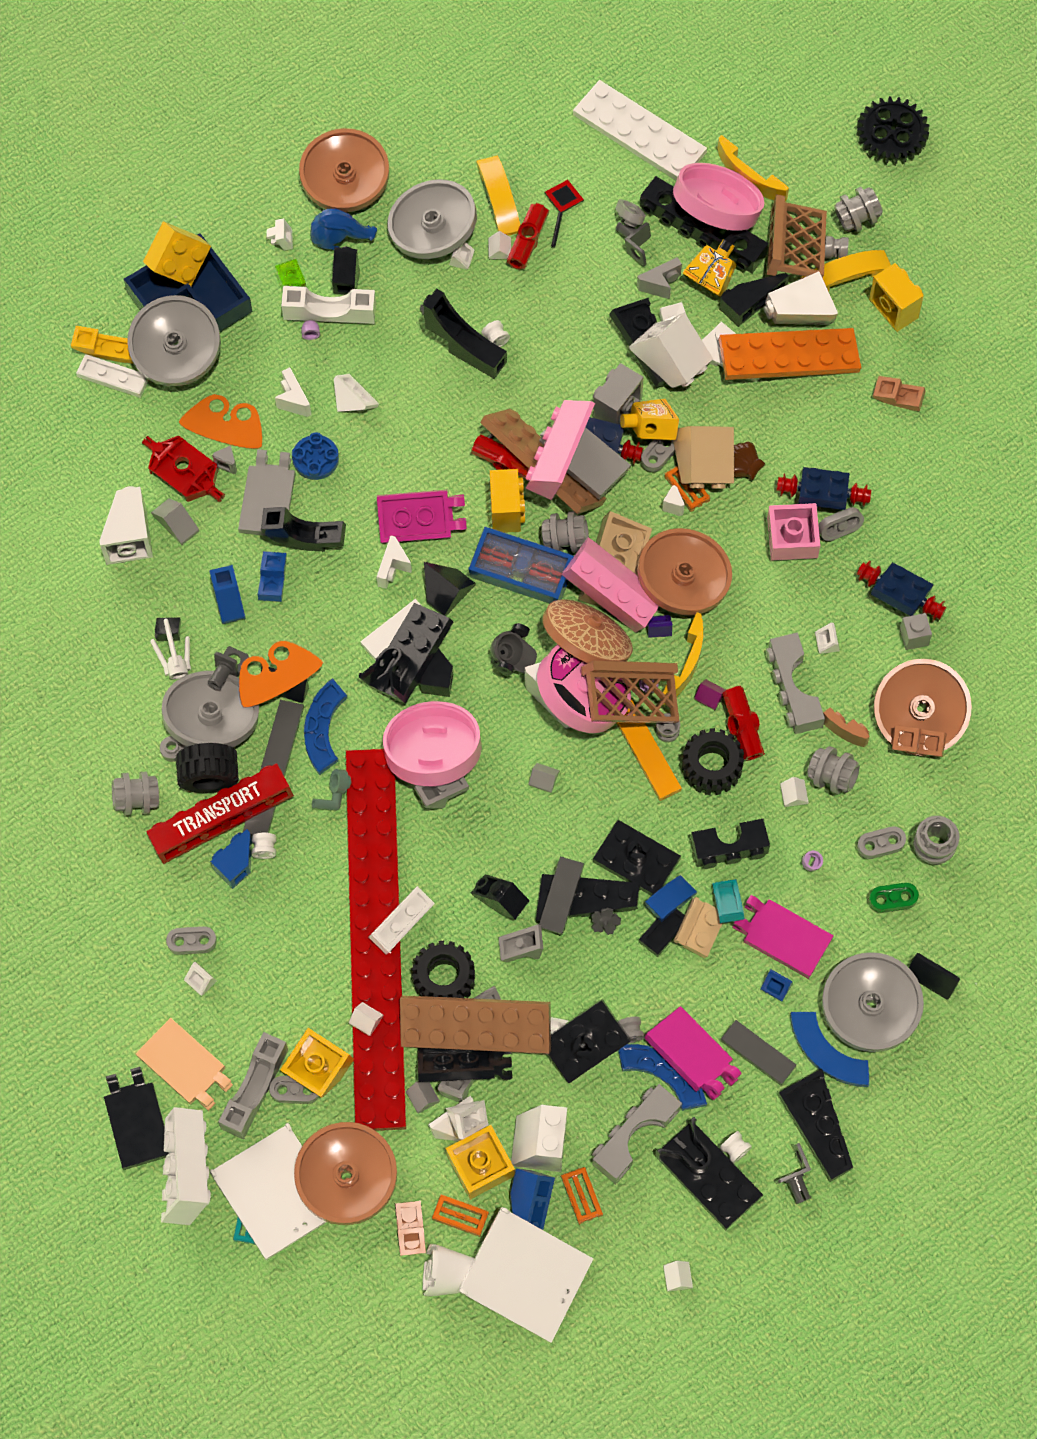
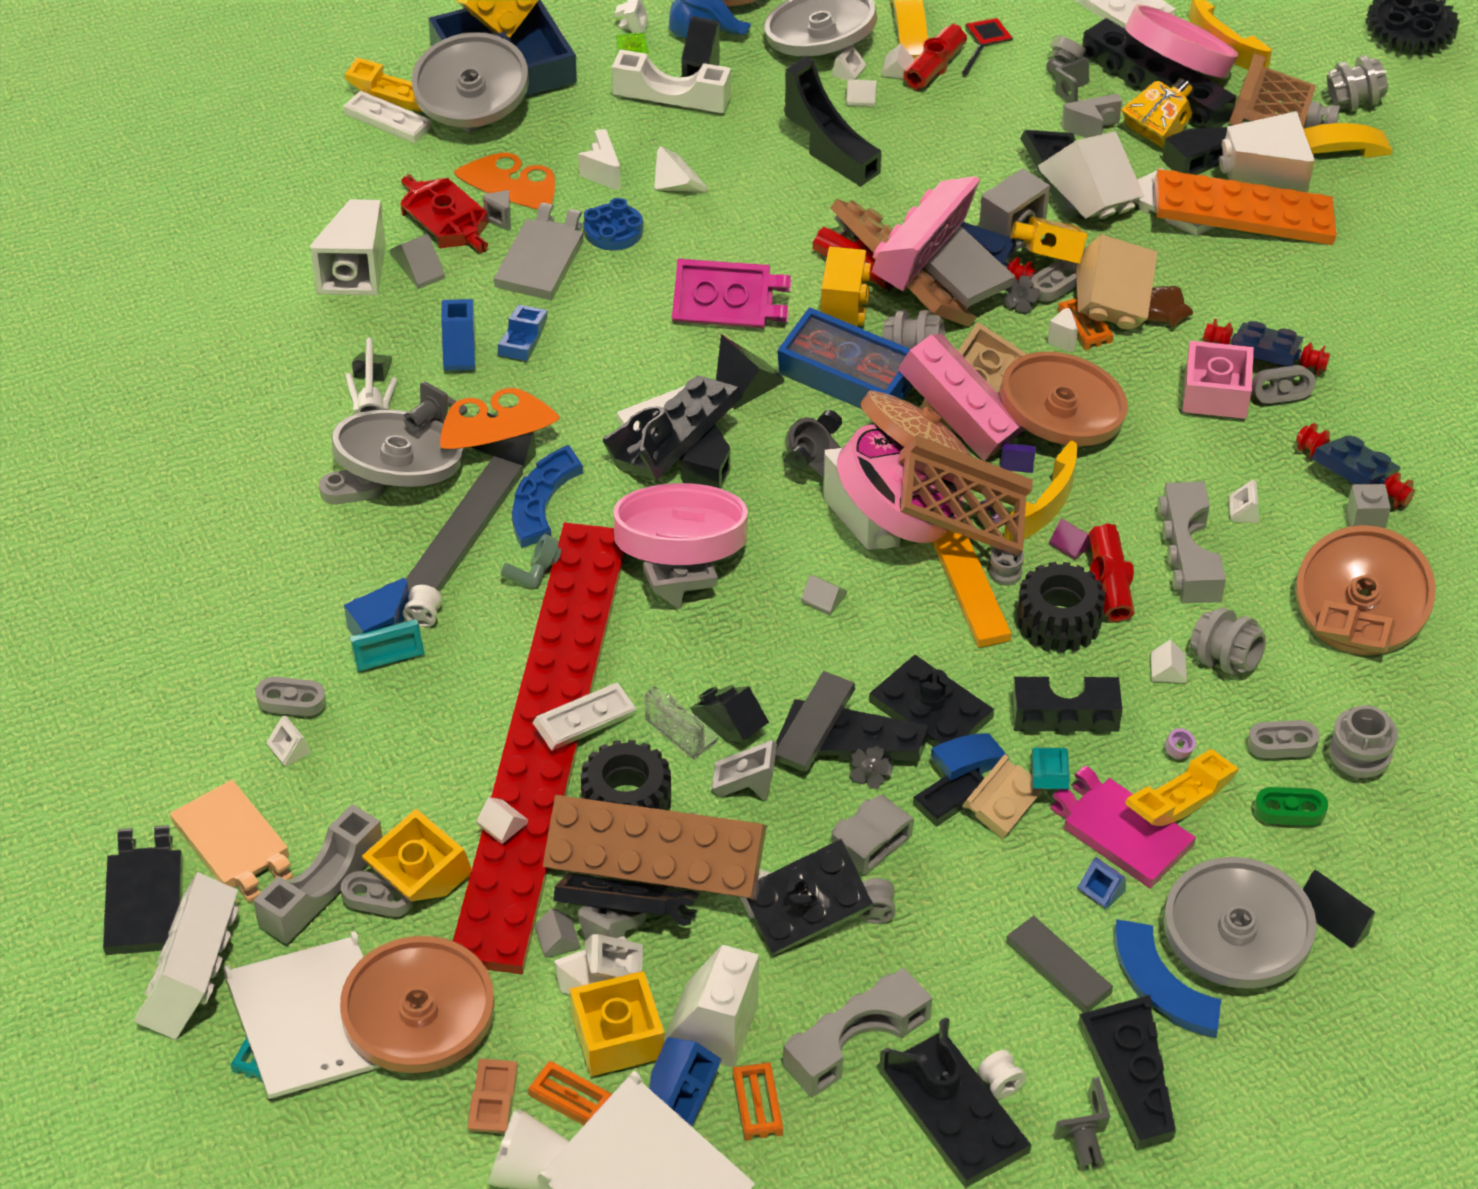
camera: 10 degrees right, 20 degrees down
(135, 793) = (269, 519): light grey piece -> none
(207, 767) = (372, 501): black tyre -> none
(219, 813) = (374, 558): red brick -> none
(248, 885) = (387, 645): none -> teal tile
(301, 534) = (565, 289): arch -> none
(310, 330) = (642, 106): lavender hinge -> none
(393, 559) = (680, 336): white slope -> none
(468, 912) = (677, 723): none -> clear bracket
(477, 283) = (861, 93): none -> white slope
(495, 333) = (874, 134): white wheel -> none
(616, 976) = (874, 832): none -> light grey brick
(637, 472) = (1022, 294): none -> dark grey plant
(648, 1060) = (920, 959): blue tile -> none
(693, 1053) = (962, 945): dark pink tile -> none
(820, 900) = (1185, 793): none -> yellow slope
(851, 732) = (1256, 604): nougat slope -> none
(896, 297) = (1393, 167): yellow brick -> none
(897, 394) = (1375, 268): nougat slope -> none

